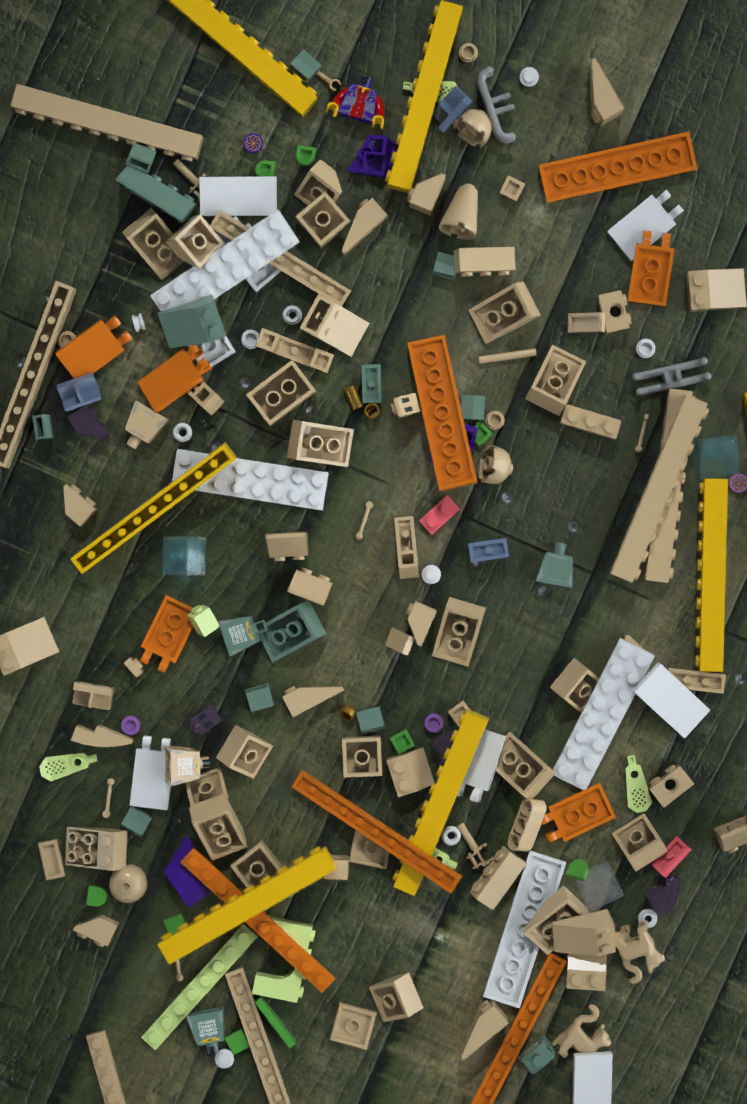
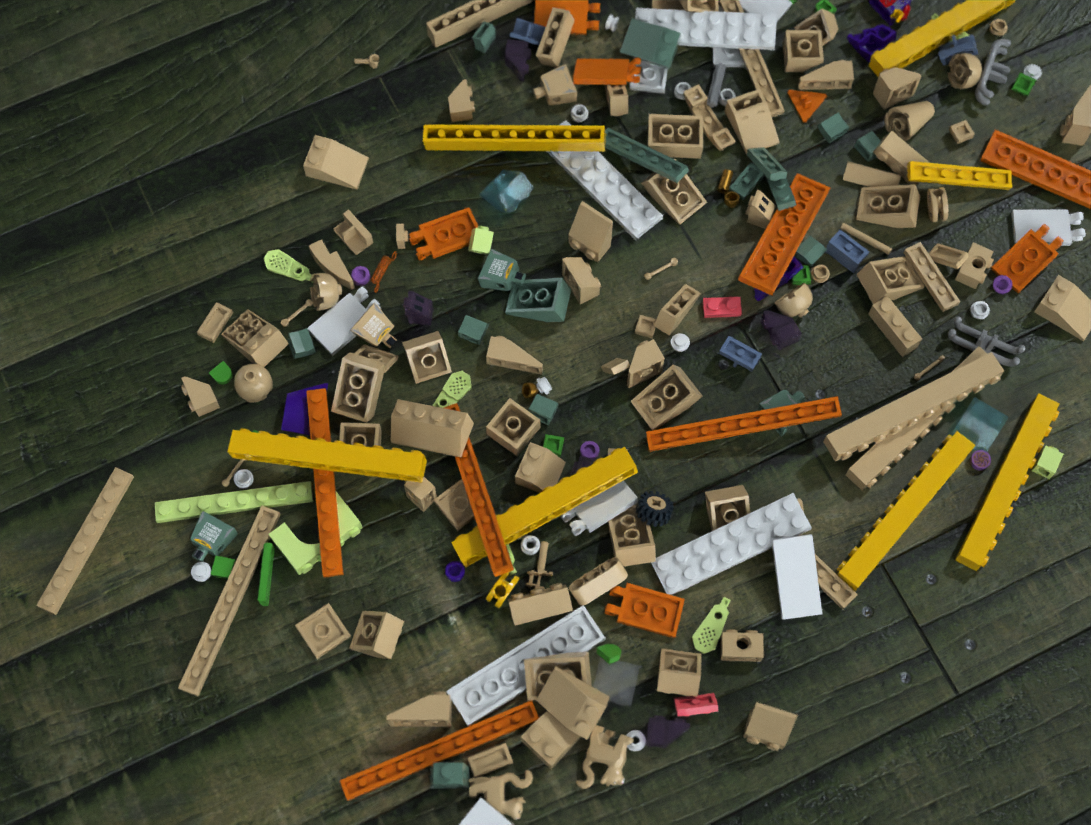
camera: 40 degrees right, 20 degrees down
(106, 382) = (555, 37): none -> tan brick
(117, 765) = (325, 291): none -> tan cylinder
(140, 709) = (383, 271): none -> orange piece
(190, 963) = (243, 478): none -> white plate
(272, 438) = (645, 156): none -> sand green plate
(275, 311) = (716, 85): none -> light grey axle
(288, 767) = (449, 396): none -> yellowish green piece
(300, 811) = (430, 428): none -> tan slope
(355, 700) = (543, 386): none -> white plate
(361, 263) = (806, 102): none -> orange piece
(378, 359) = (767, 163): none -> sand green plate
(392, 581) = (645, 326): none -> tan tile
(402, 271) = (833, 127): none -> sand green piece
(405, 371) = (781, 193): none -> sand green plate
(411, 902) = (455, 571): none -> dark purple tile
(462, 893) = (502, 589): none -> yellow head
(470, 295) = (869, 176): none -> tan tile
(502, 384) = (846, 251): none -> sand blue panel
(503, 497) = (781, 328): none -> clear purple slope
(529, 736) = (654, 508): none -> black wheel
(530, 96) = (1023, 84): none -> bright green tile
(537, 609) = (744, 424): none -> orange plate
(543, 239) = (959, 175): none -> yellow plate
(544, 281) = (937, 203): none -> tan head
(555, 1017) = (490, 760): none -> tan tile
(586, 350) = (931, 277): none -> tan plate
(647, 310) = (1002, 284): none -> medium lavender tile

